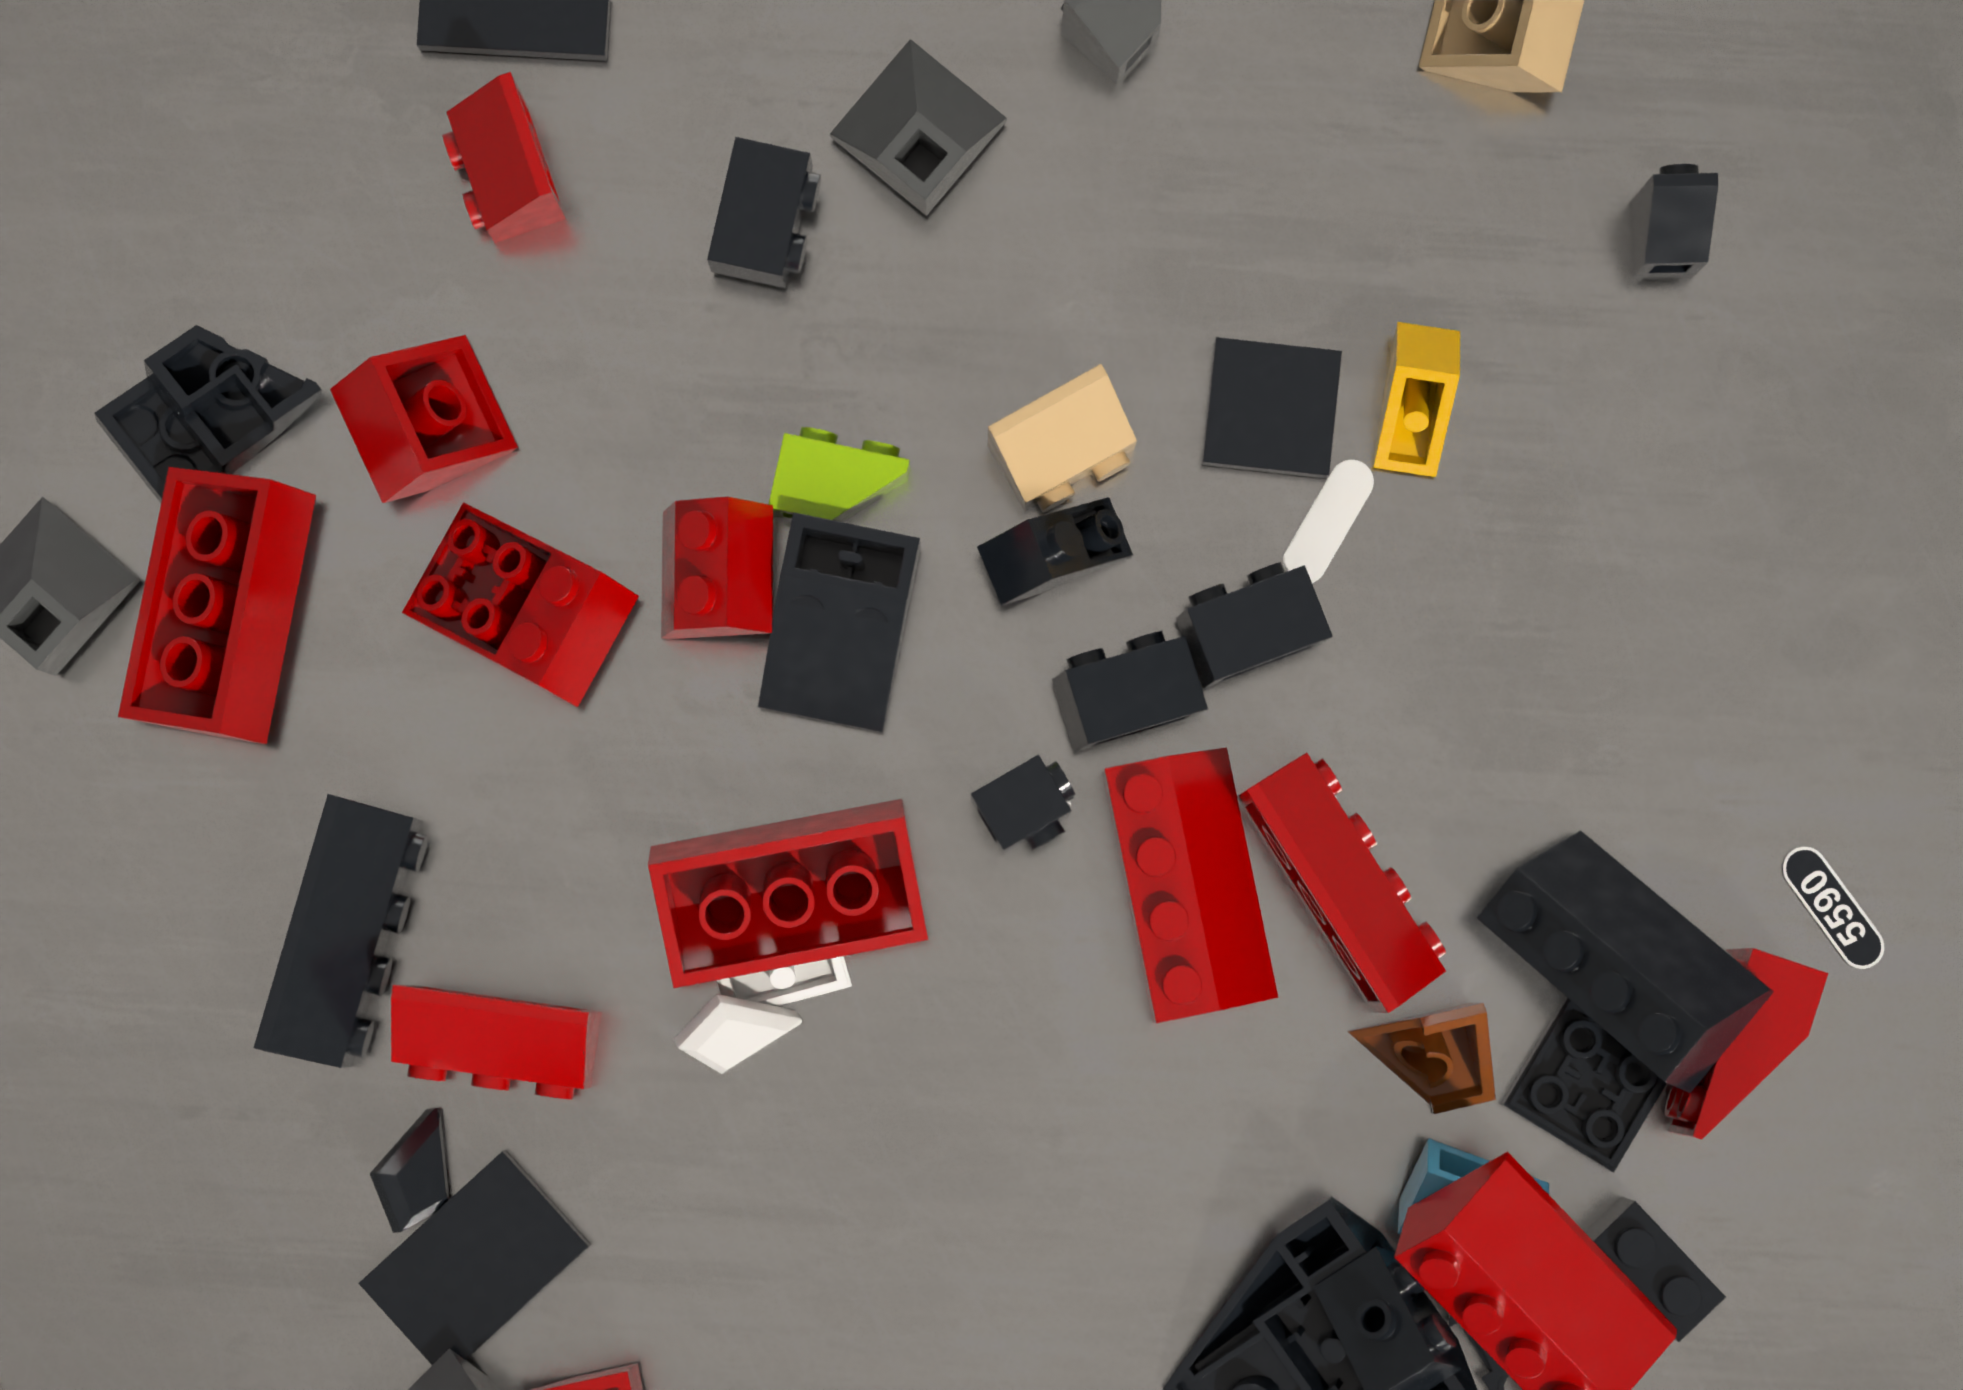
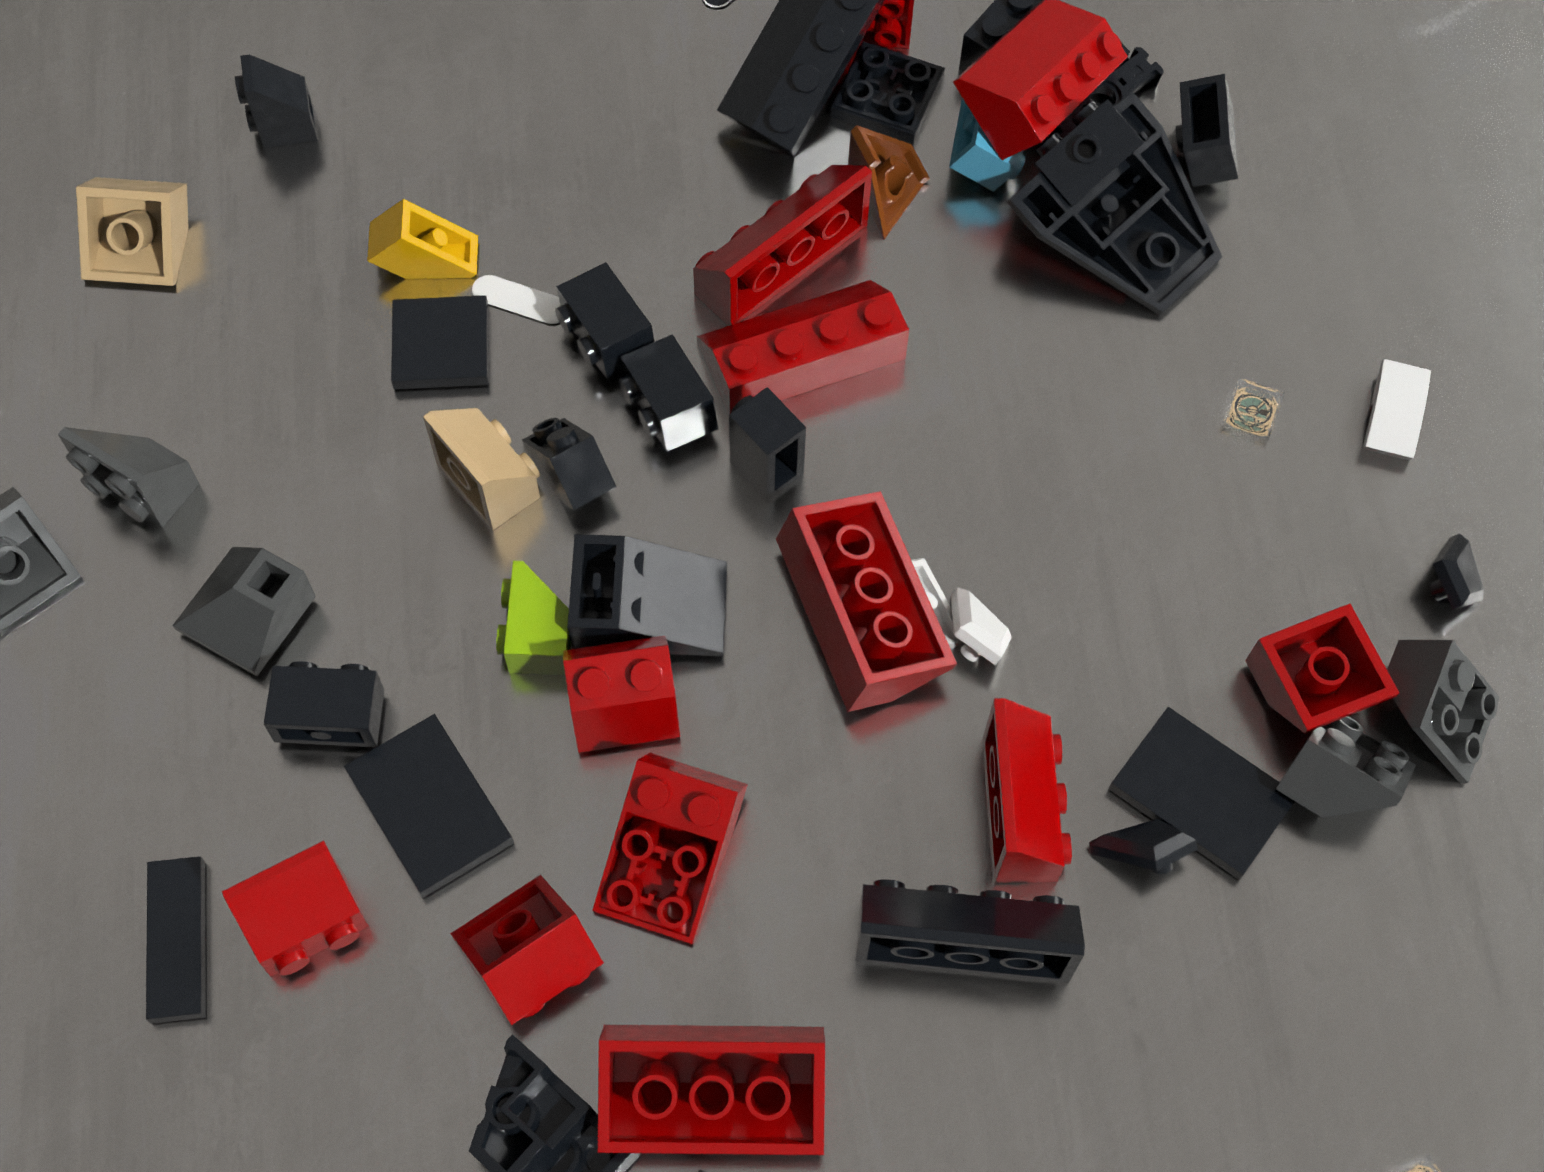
camera: 100 degrees left, 20 degrees down
(626, 326) = (429, 805): none -> black tile

